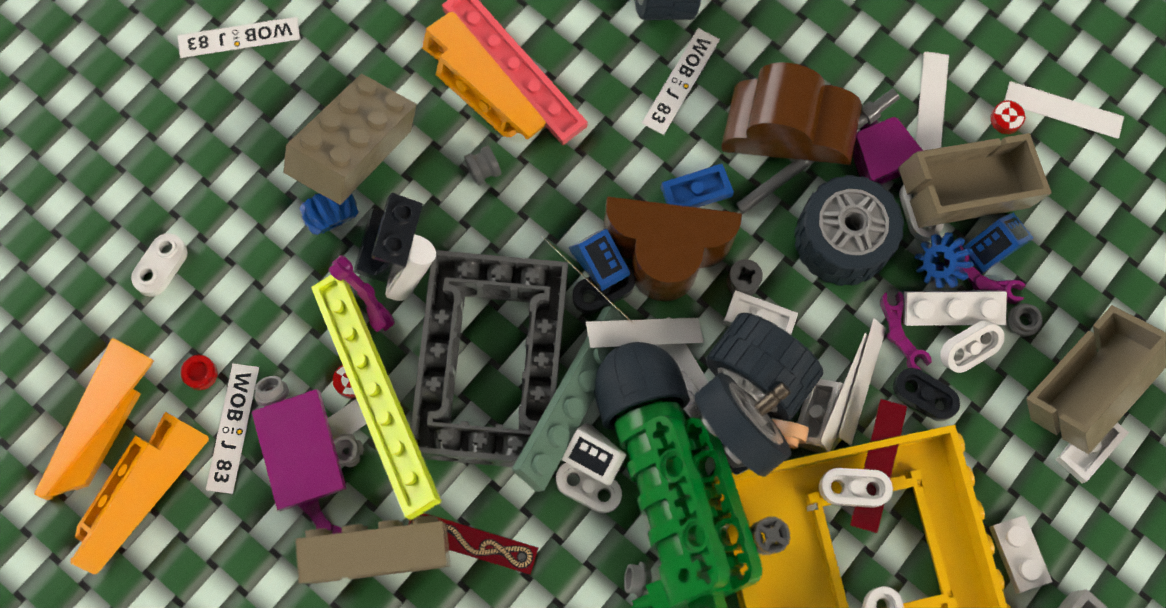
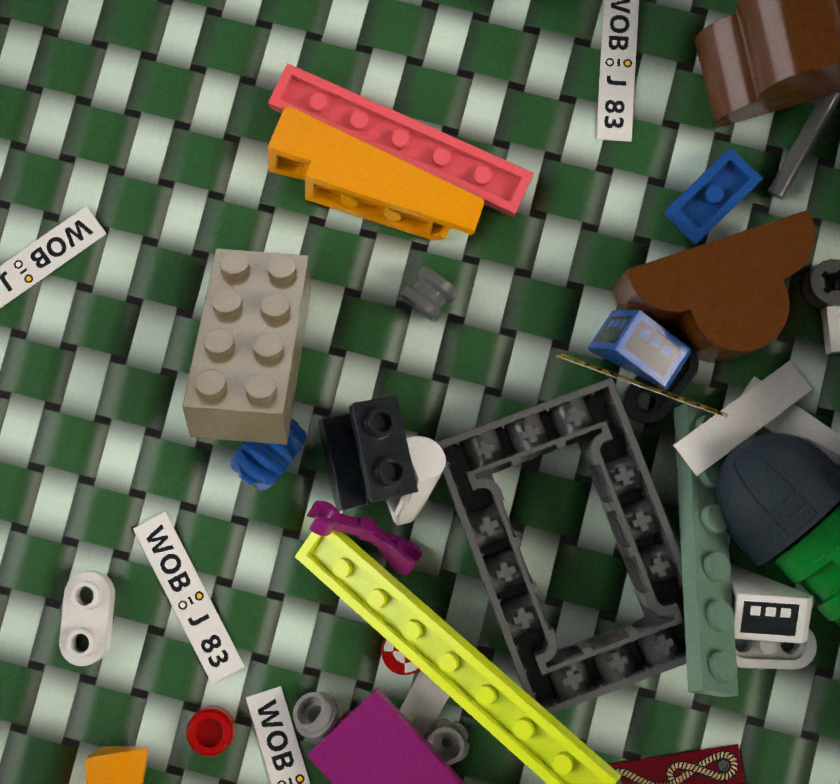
camera: 15 degrees left, 10 degrees up
(230, 284) = (188, 598): none -> white sticker

